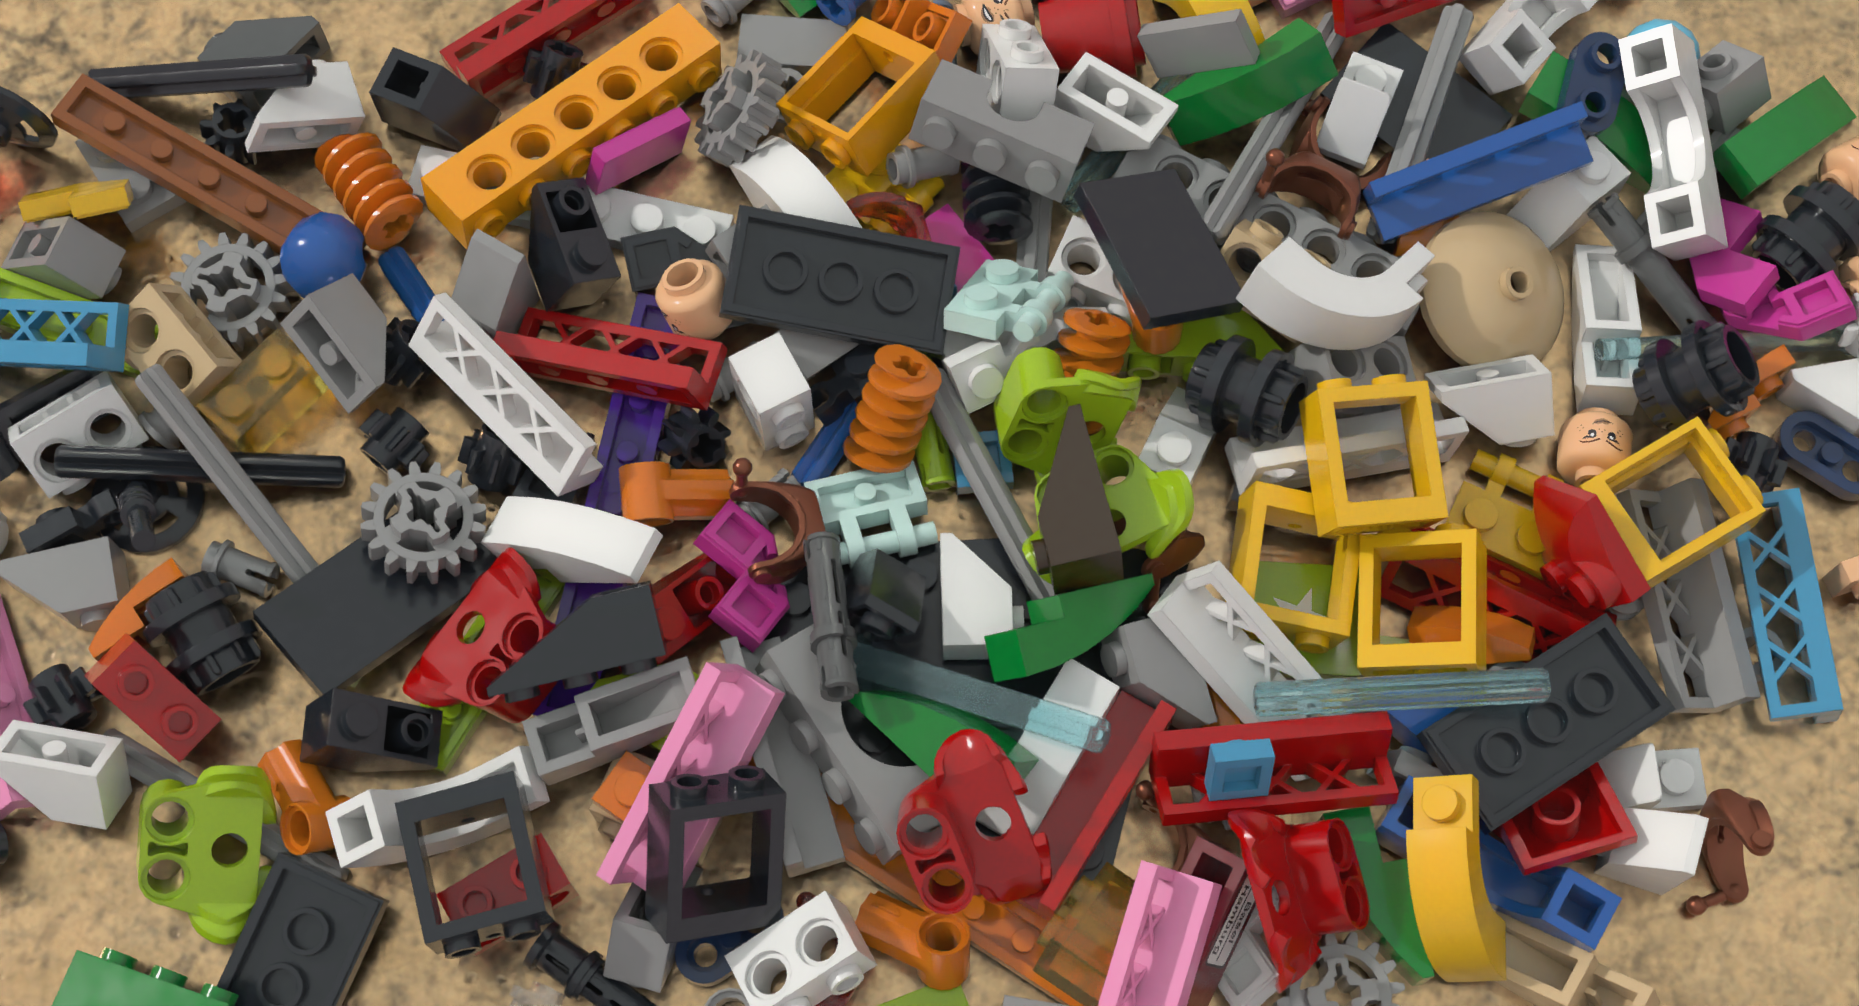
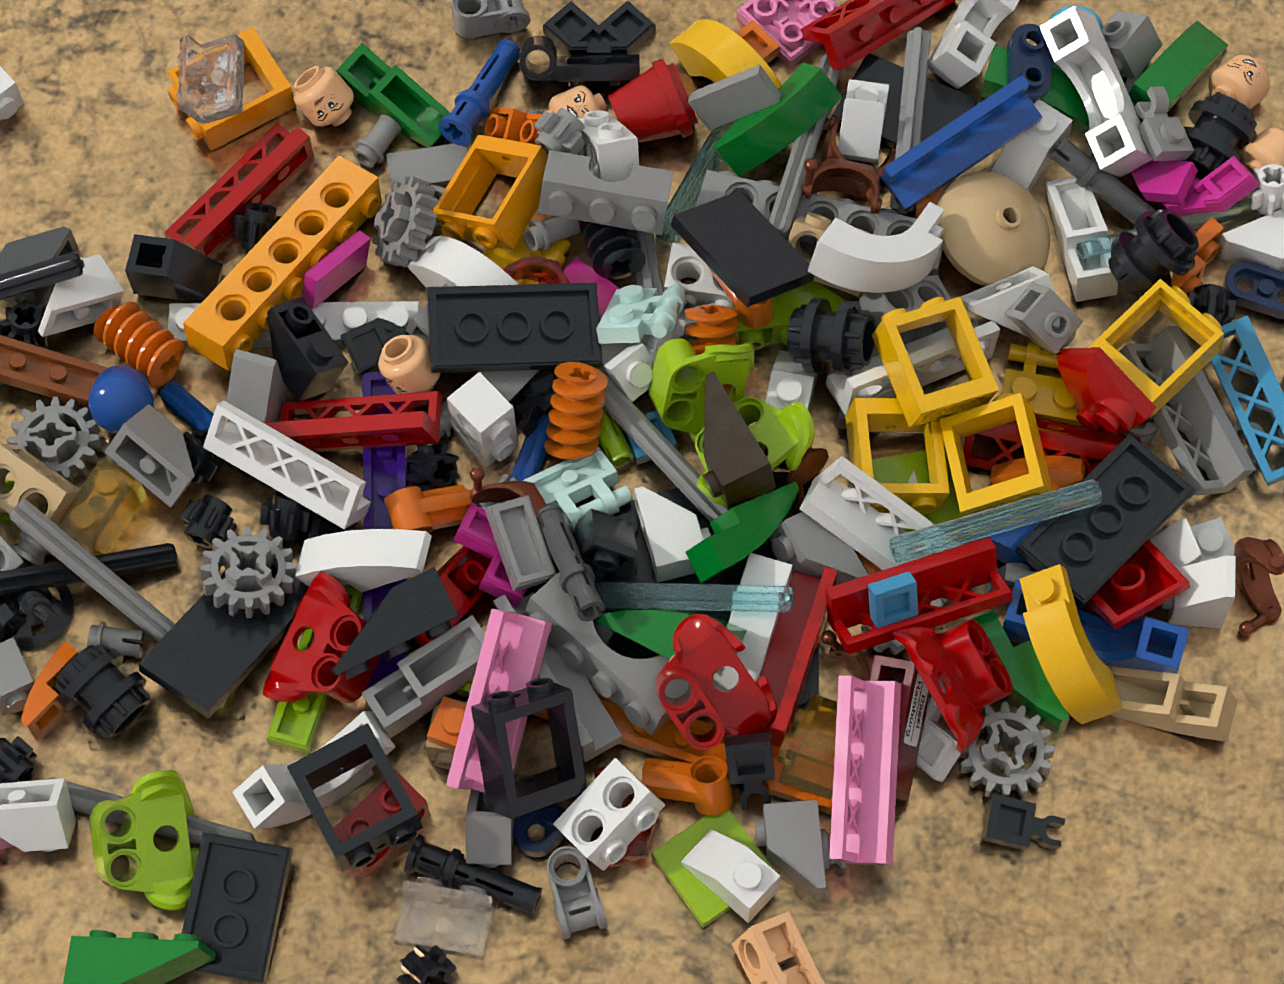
camera: 10 degrees left, 5 degrees down
(152, 697) = (79, 743): red brick -> none
(302, 798) = (210, 792): orange piece -> none
(369, 733) = (247, 732): black slope -> none
(775, 572) = (520, 543): none -> light grey tile
(962, 38) = (560, 132): none -> light grey gear
(1001, 940) = (751, 764): none -> black plate
(1123, 109) = (691, 157): white slope -> none
(1531, 430) = (1044, 318): none -> light grey brick
(1592, 444) = (1097, 314): light nougat head -> none
(1744, 220) = (1162, 134): none -> light grey plate

